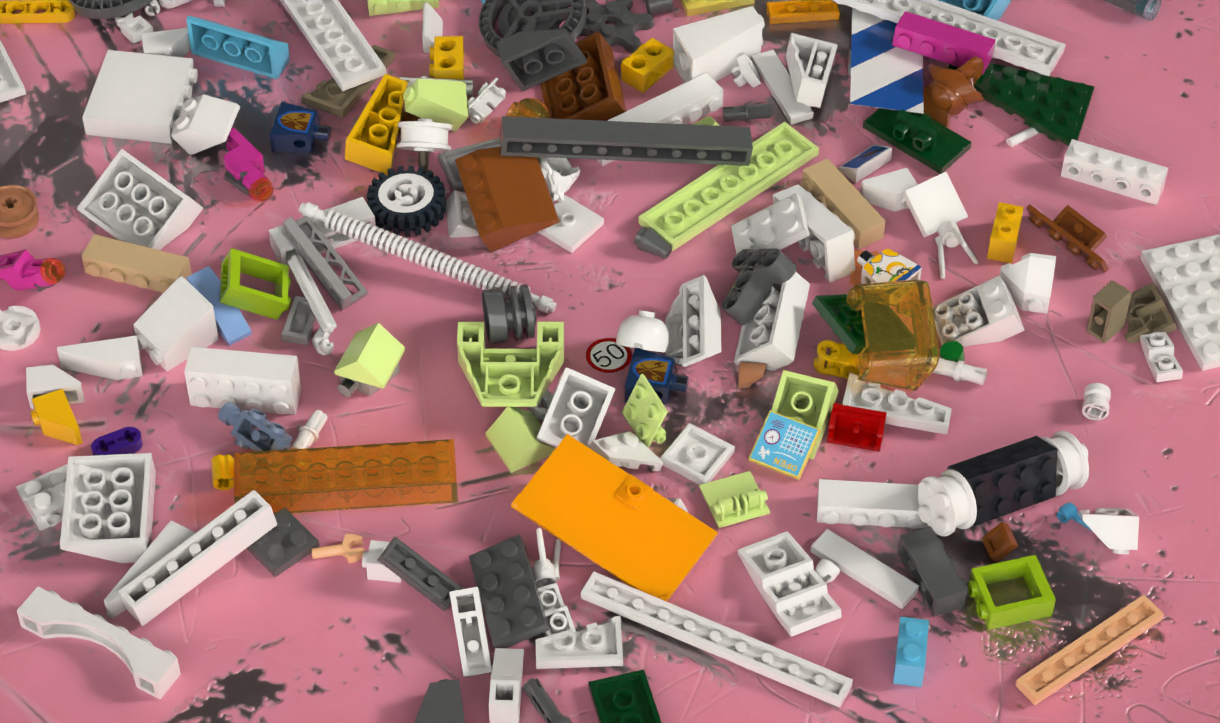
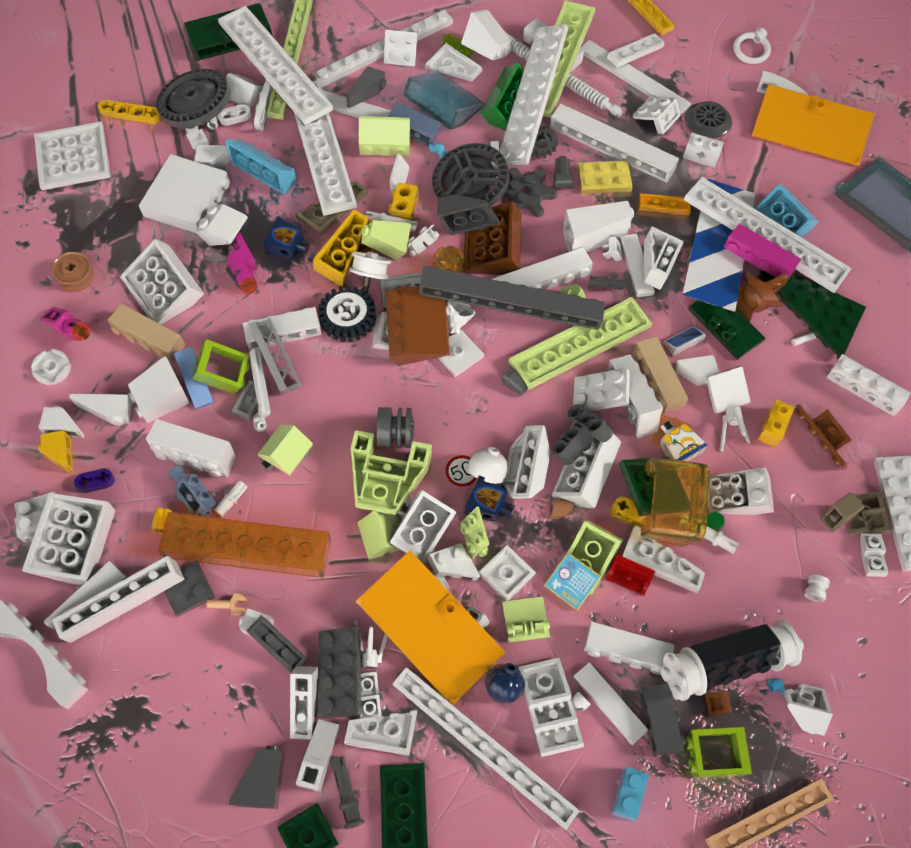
camera: 10 degrees right, 15 degrees up
(419, 254) = (347, 366): white hose -> none
(647, 65) = (543, 230): yellow brick -> none
(725, 562) = (504, 683): none -> dark blue plant
(1030, 281) = (787, 473): white slope -> none

